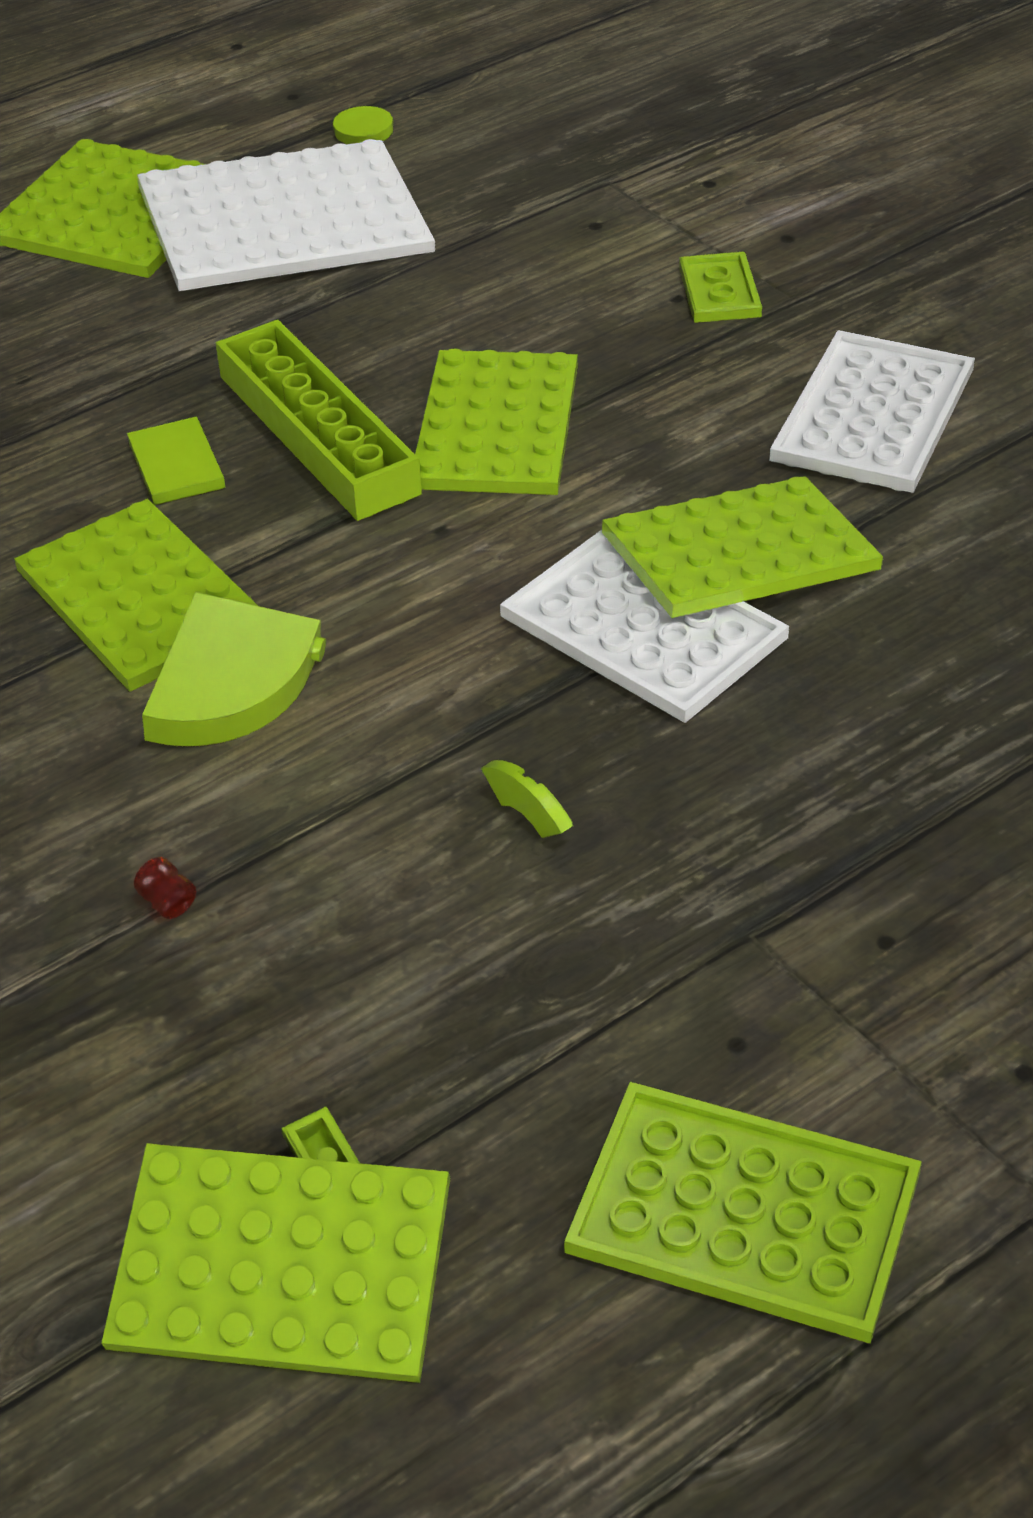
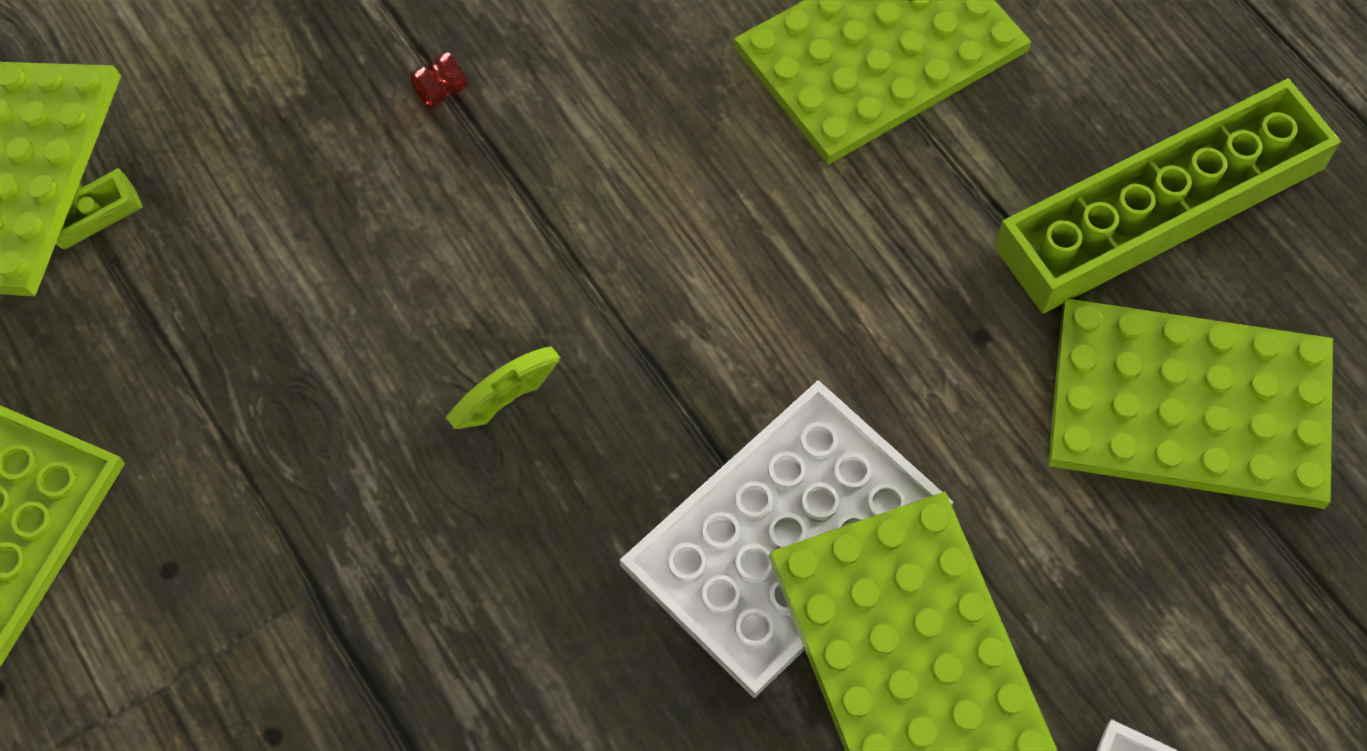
camera: 90 degrees right, 20 degrees up
(176, 460) = (1109, 67): lime tile -> none
(230, 672) = (725, 119): lime brick -> none

